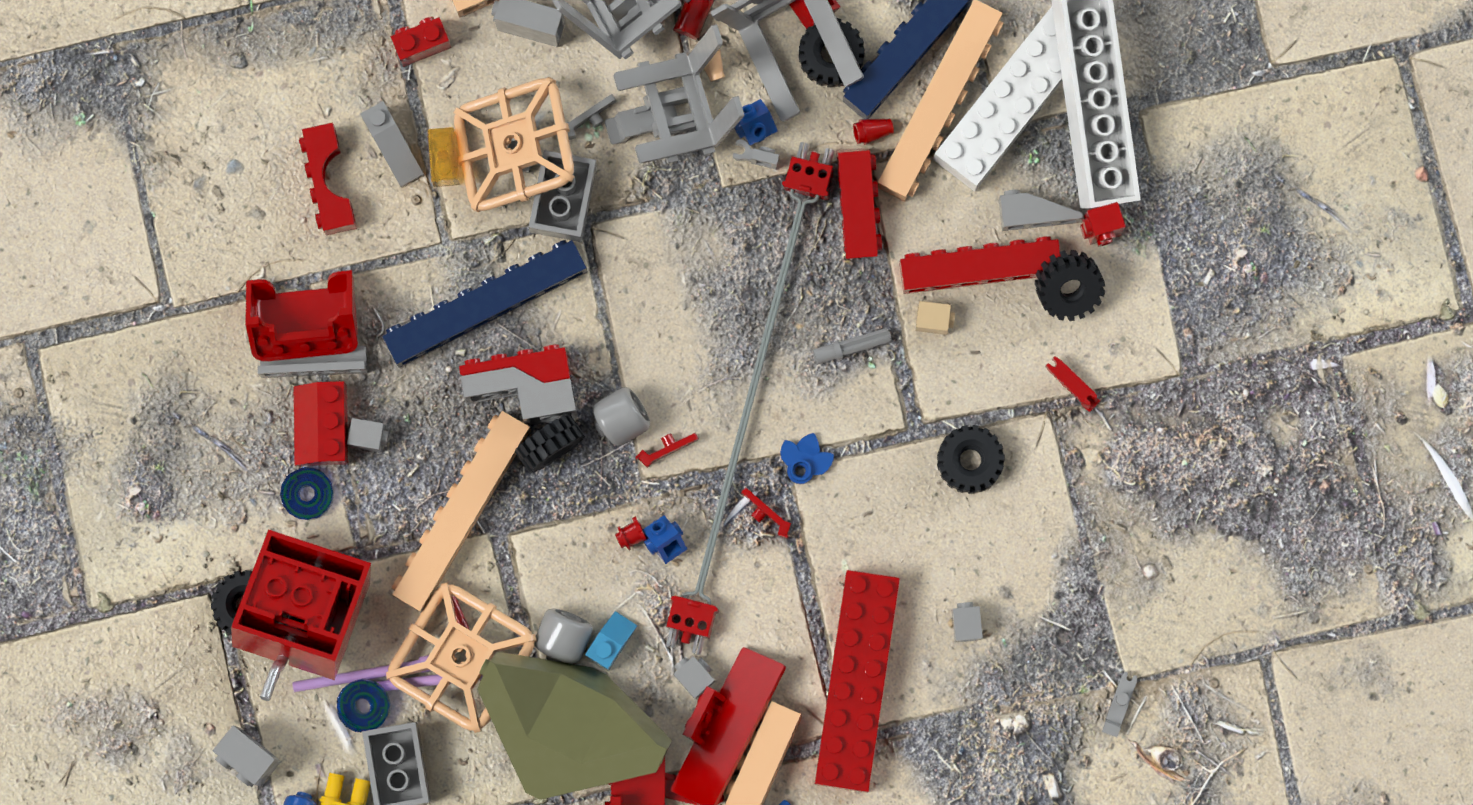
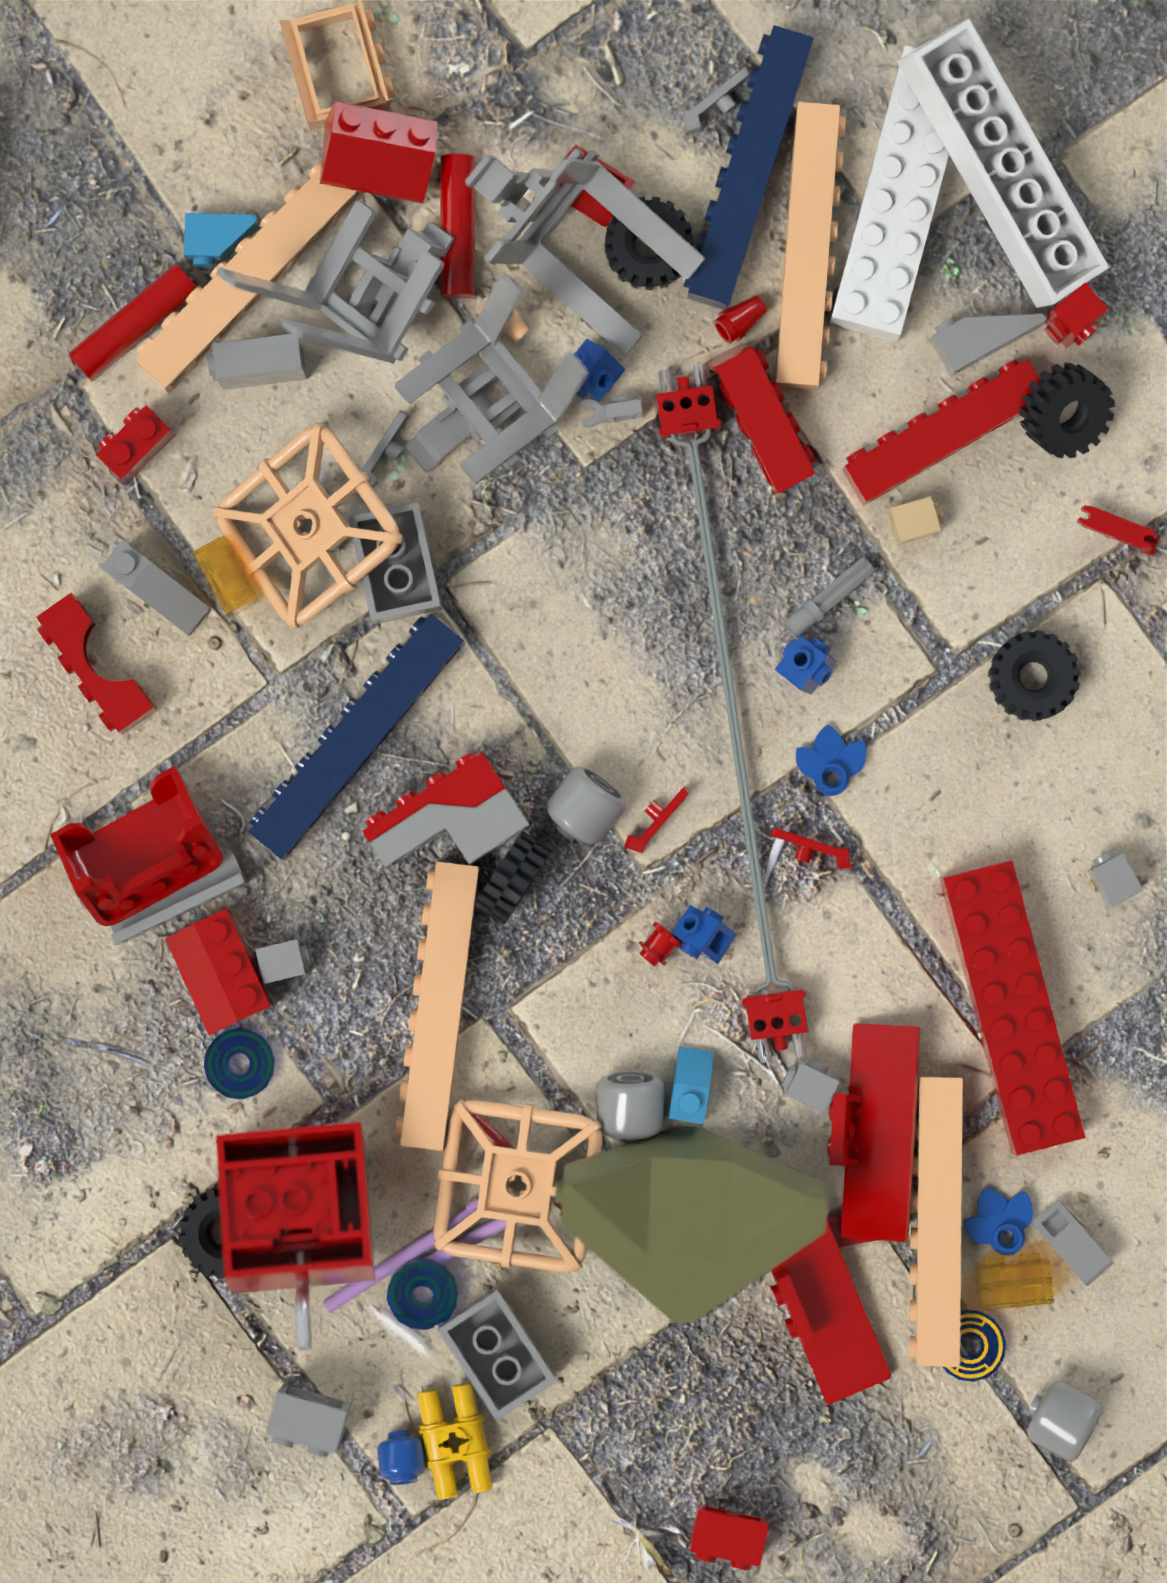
camera: 25 degrees left, 5 degrees up
(816, 384) = (806, 663): none -> blue brick

